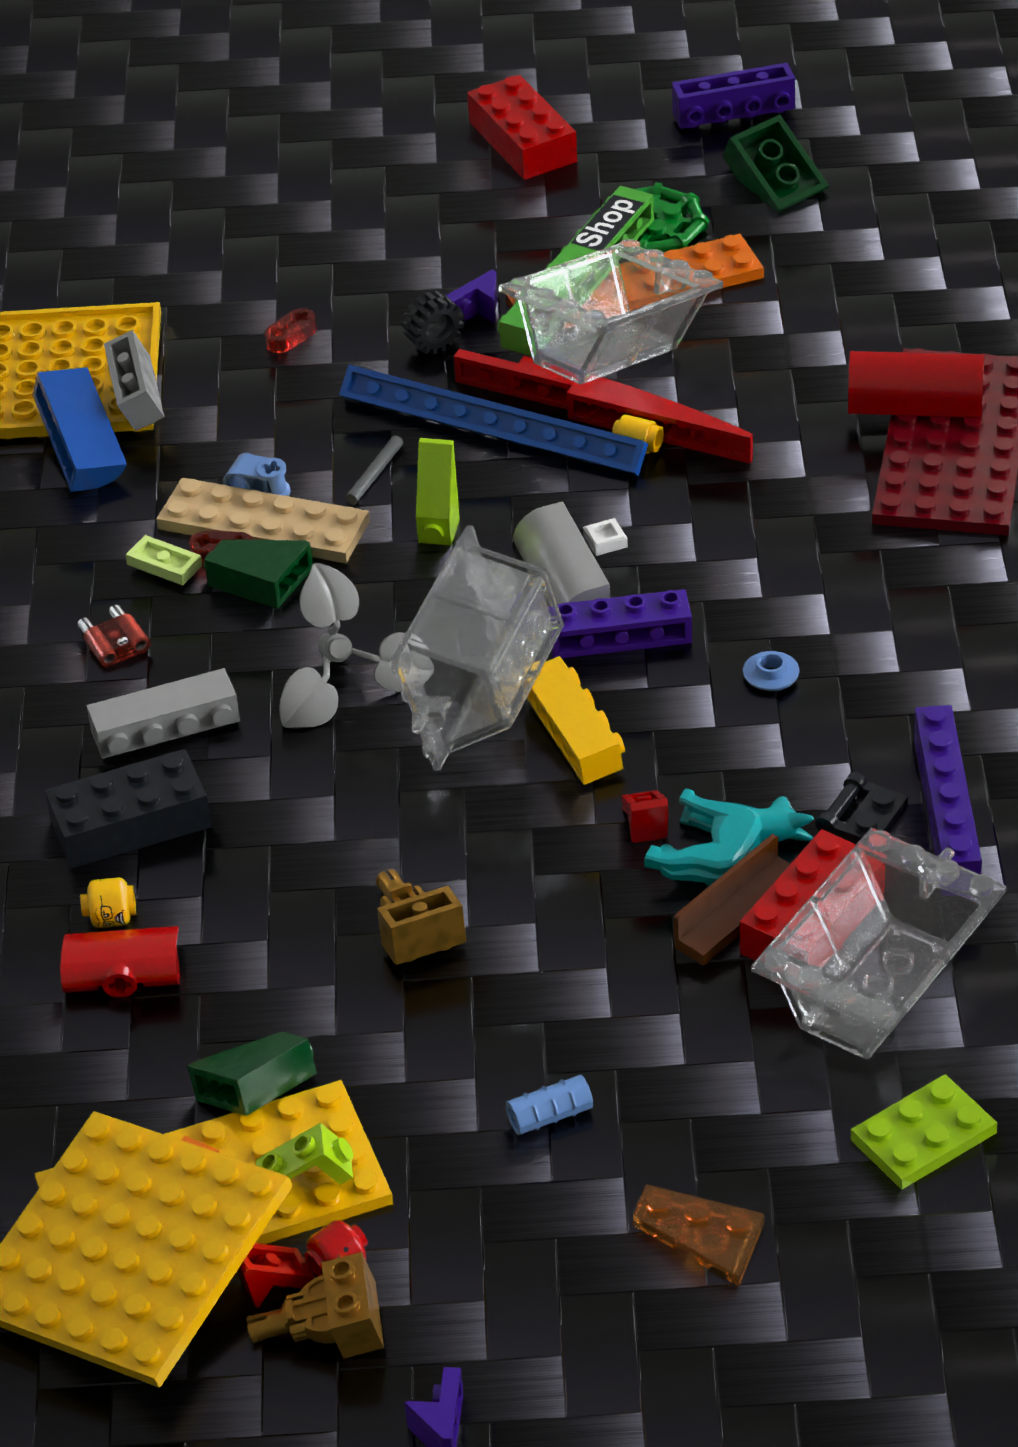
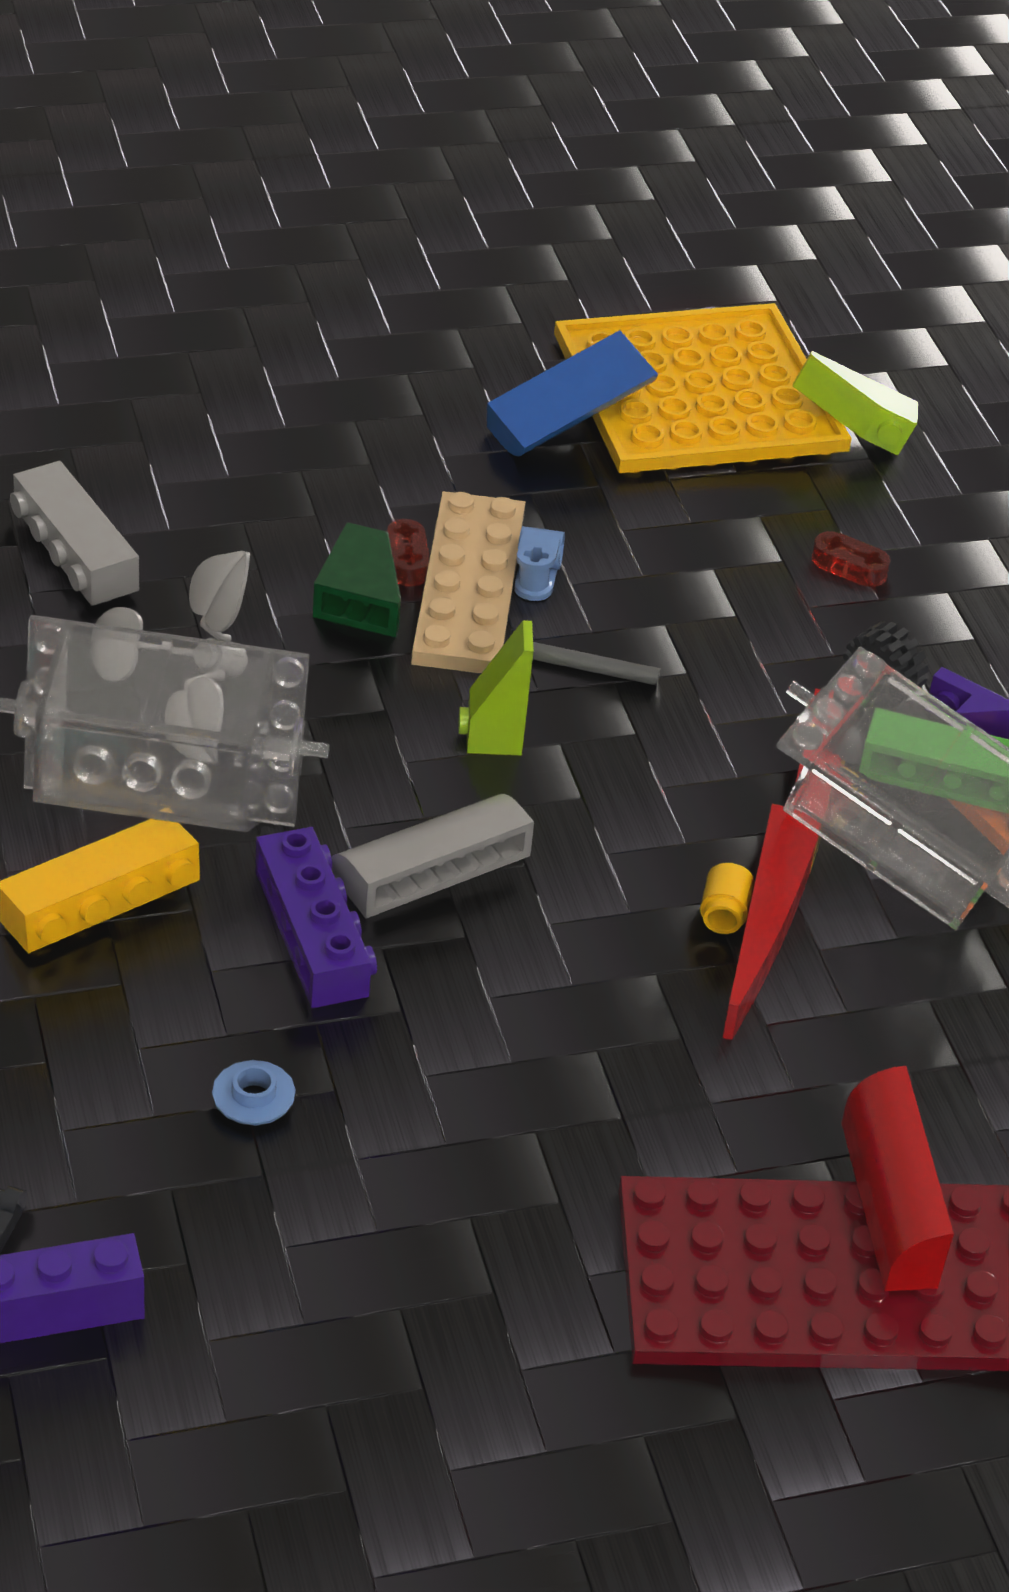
camera: 70 degrees right, 0 degrees up
(115, 639) = (224, 490): clear red piece -> none
(132, 284) = (858, 402): none -> lime slope
(133, 380) = (655, 418): light grey brick -> none
(163, 560) = (368, 502): yellowish green plate -> none
(494, 419) = (712, 761): blue plate -> none
(605, 537) = (510, 893): white tile -> none

